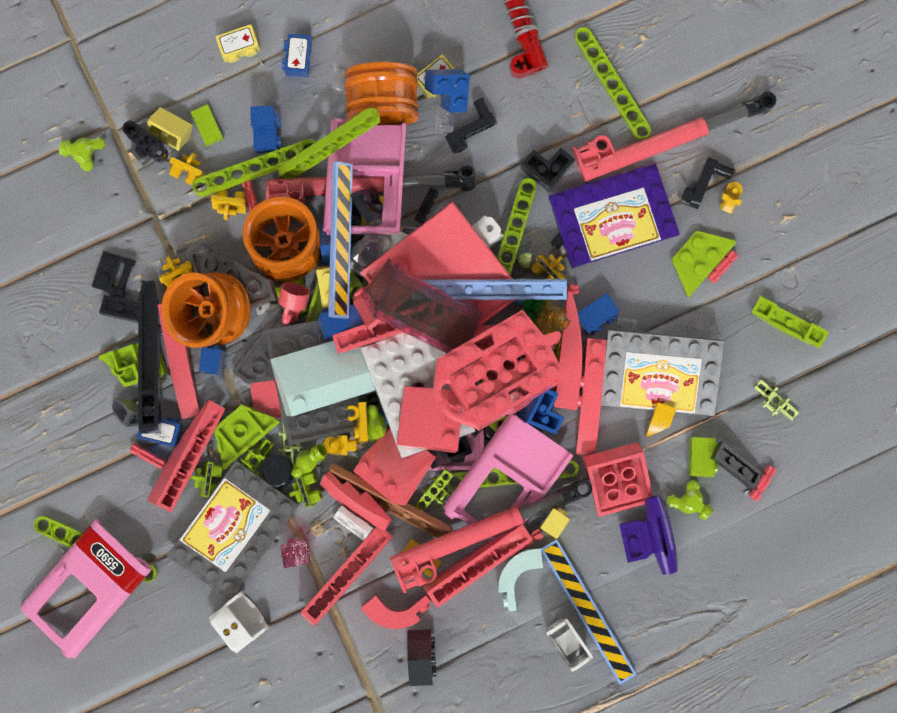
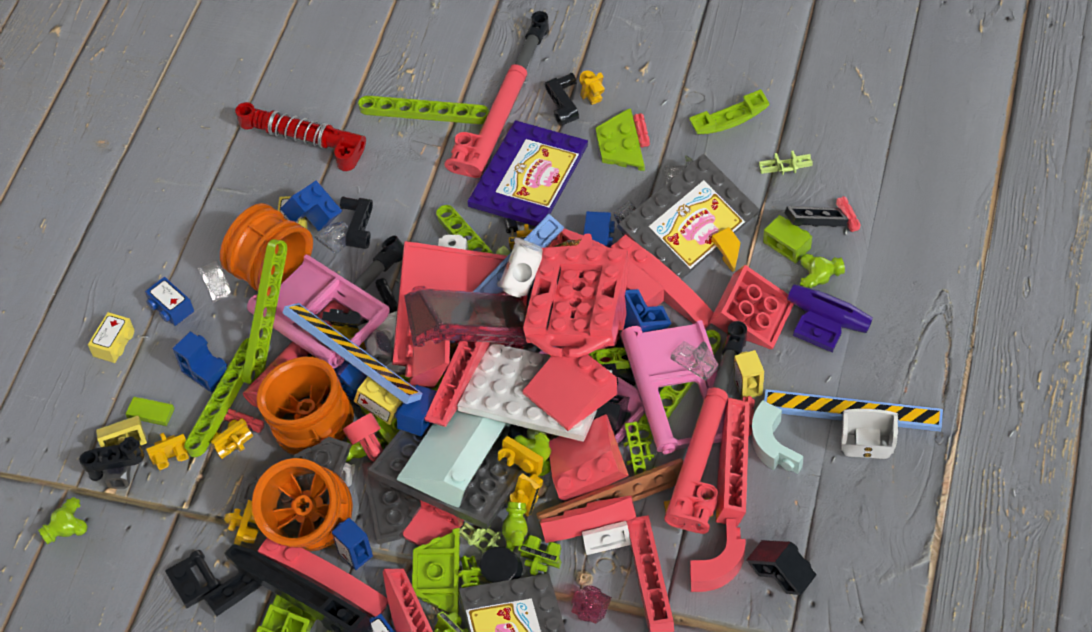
camera: 45 degrees left, 30 degrees down
(494, 309) = (521, 268): none -> white piece
(534, 478) = (697, 360): none -> clear slope
(547, 172) = (444, 190): black brick -> none

